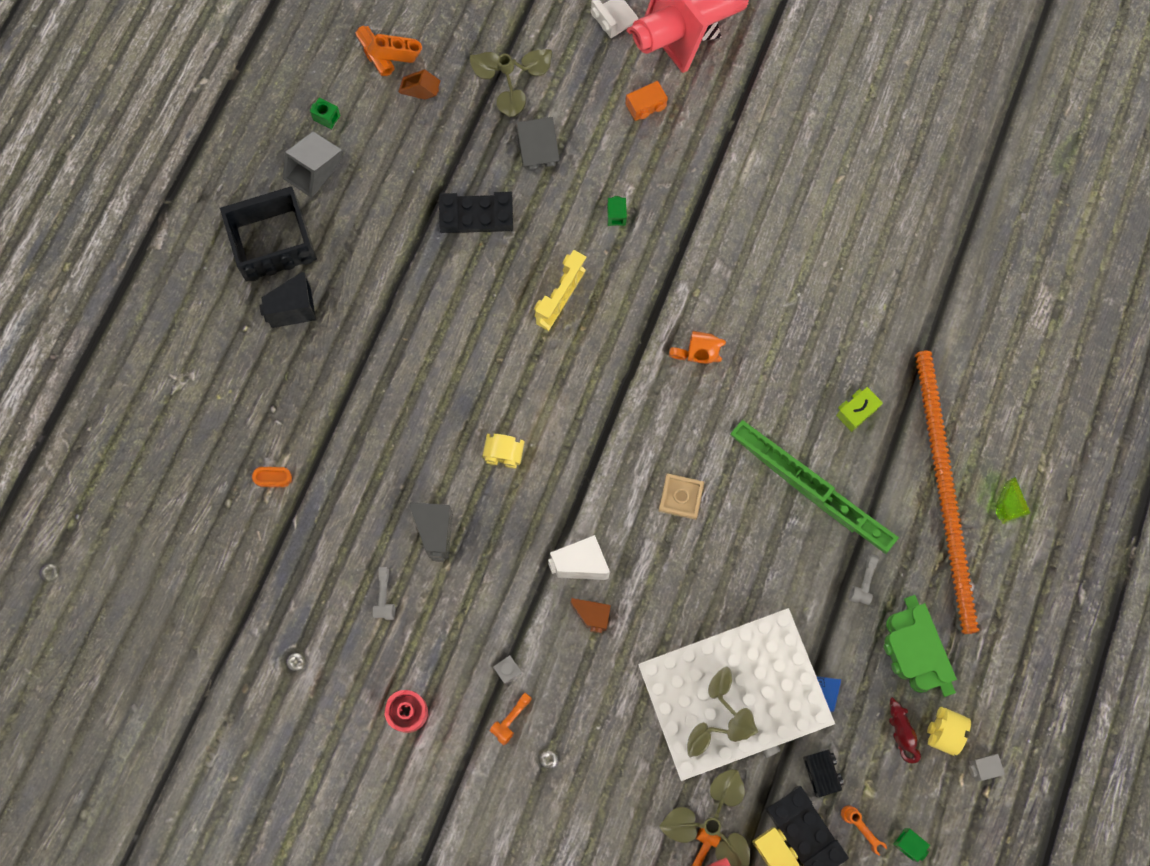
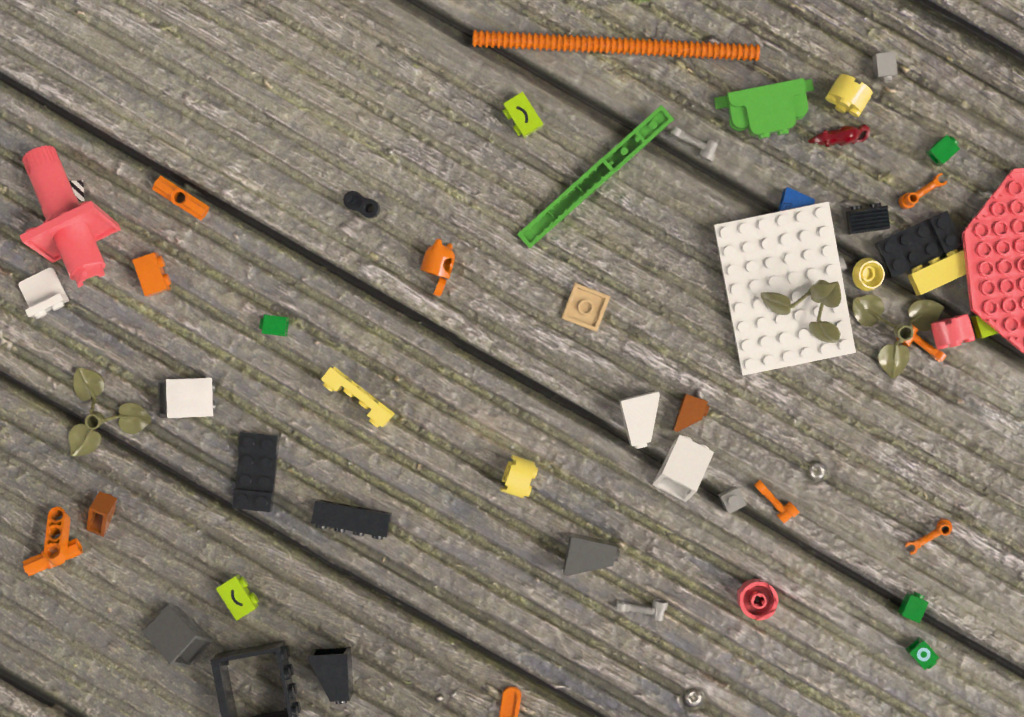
camera: 80 degrees left, 15 degrees up
(329, 118) = (128, 614): green brick -> none
(354, 210) = (238, 597): none -> lime brick
(441, 302) = (351, 518): none -> black brick
(534, 614) = (683, 468): none -> white slope
(724, 109) = (190, 204): none -> orange piece
(745, 270) = (355, 201): none -> black piece
(765, 782) = (868, 274): none -> light yellow hat

